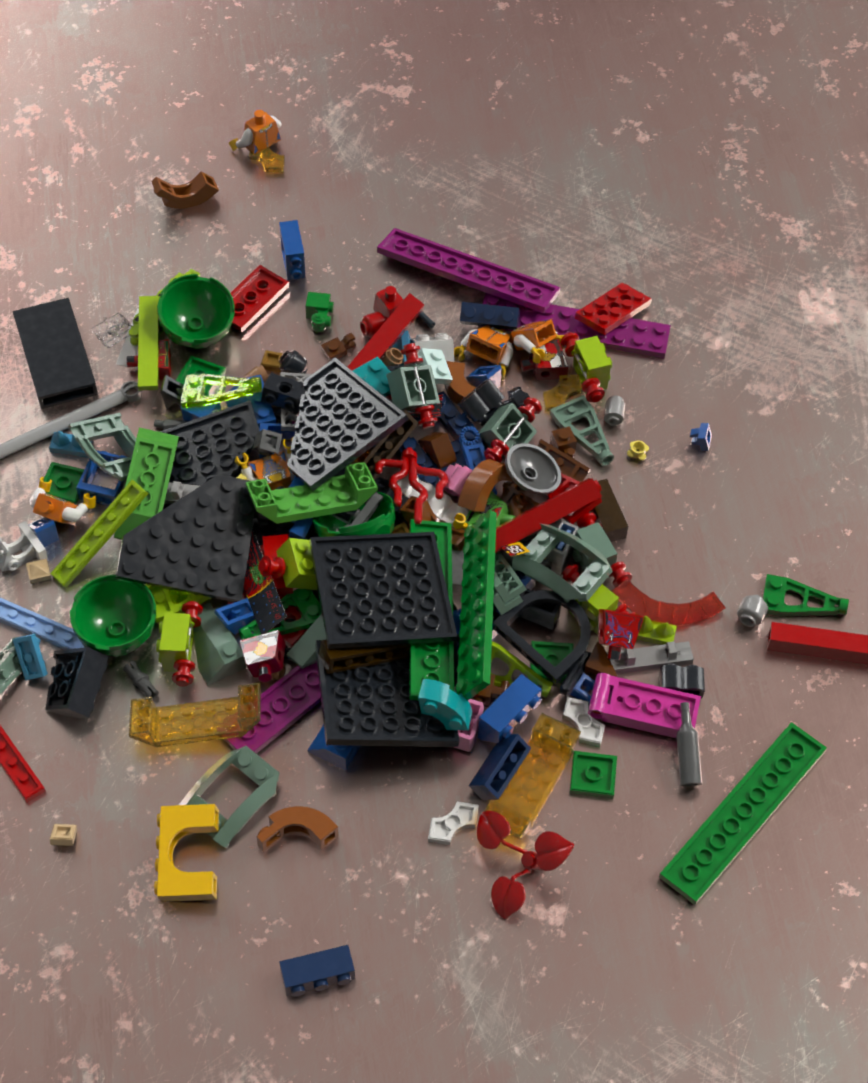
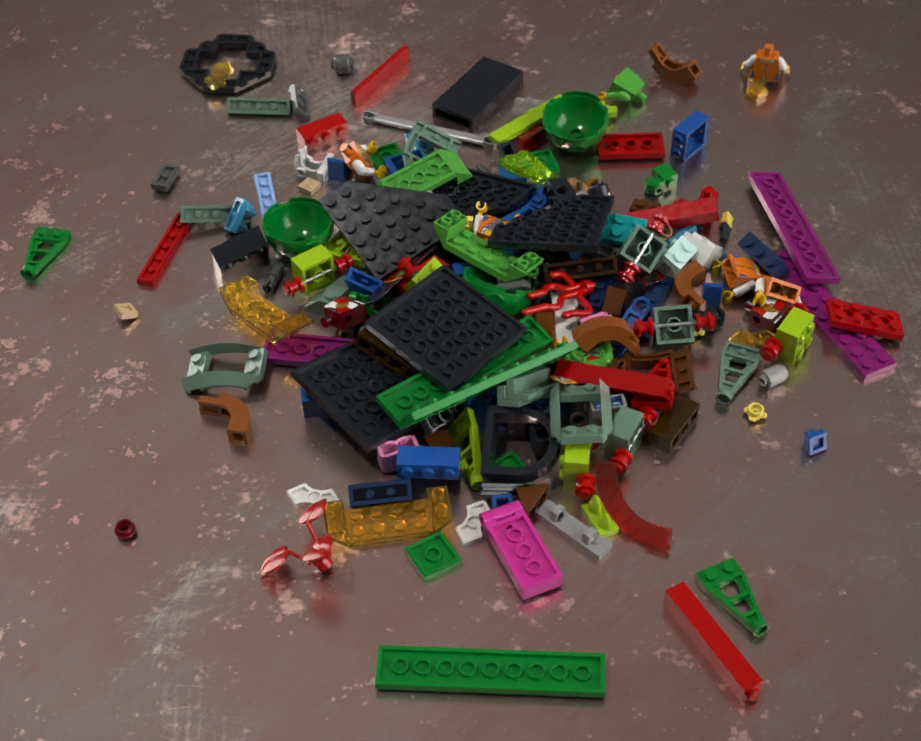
camera: 55 degrees right, 10 degrees down
(99, 533) = (377, 178): lime tile -> none
(174, 244) = (625, 88): none -> bright green torso
(175, 824) = (169, 351): yellow arch -> none
(267, 442) = (507, 209): dark grey brick -> none
(317, 970) = (126, 492): dark blue brick -> none
(359, 991) = (124, 529): none -> dark red plate
(444, 704) = (385, 424): teal brick -> none
(481, 400) = (680, 293): black brick -> none
(533, 469) = (652, 344): dark grey dish -> none
(564, 441) = (705, 365): reddish brown brick -> none
(618, 631) = (559, 482): red torso -> none
(683, 679) = (570, 559): black brick -> none
(688, 750) = (505, 596): dark grey piece -> none
(752, 610) = (684, 565): light grey head -> none

